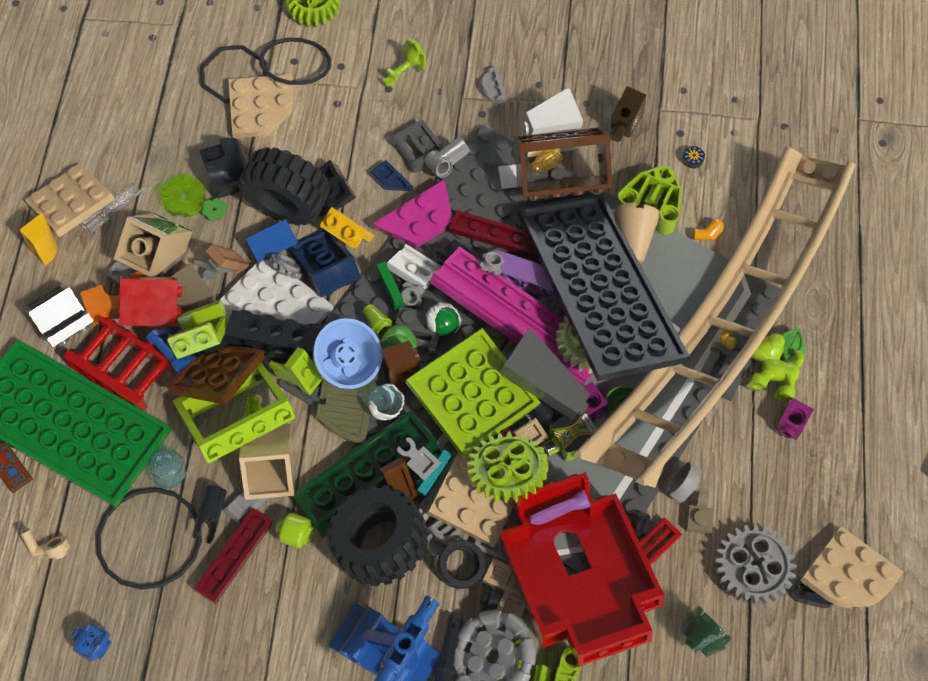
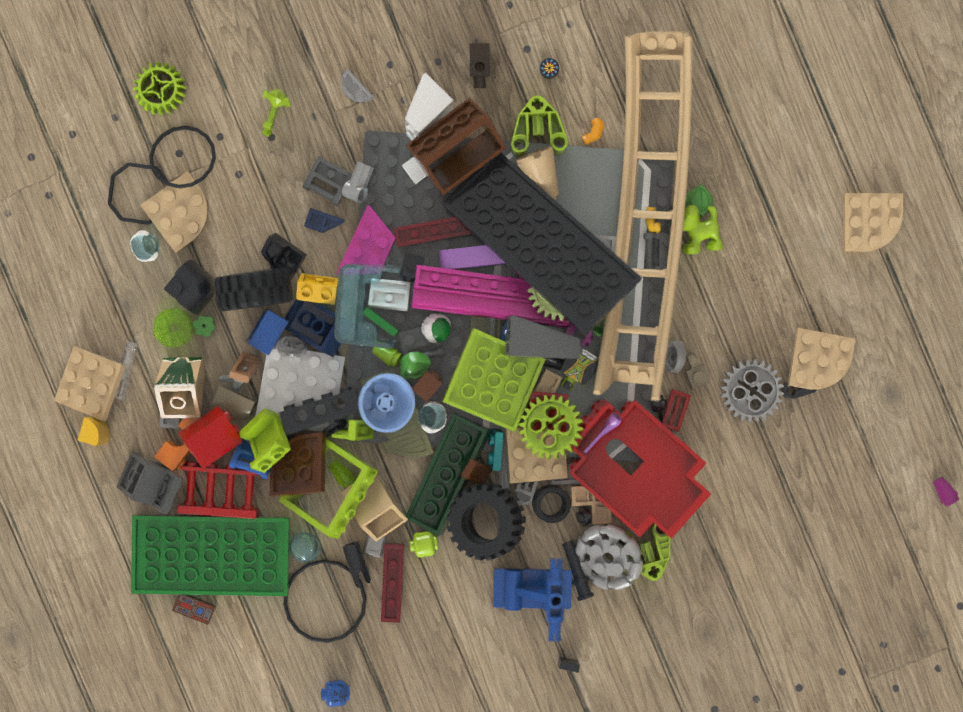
camera: 25 degrees left, 25 degrees up
(54, 548) = (266, 646): tan plate -> none
(208, 113) = (145, 246): none -> clear light blue hair
(373, 245) = (350, 305): none -> clear light blue windscreen
(412, 300) = (400, 319): light grey plate -> none
(421, 461) = (485, 452): light grey plate -> none
(492, 263) = (450, 261): light grey plate -> none
(704, 633) = (740, 462): clear green cone -> none
(797, 411) = (736, 256): magenta brick -> none

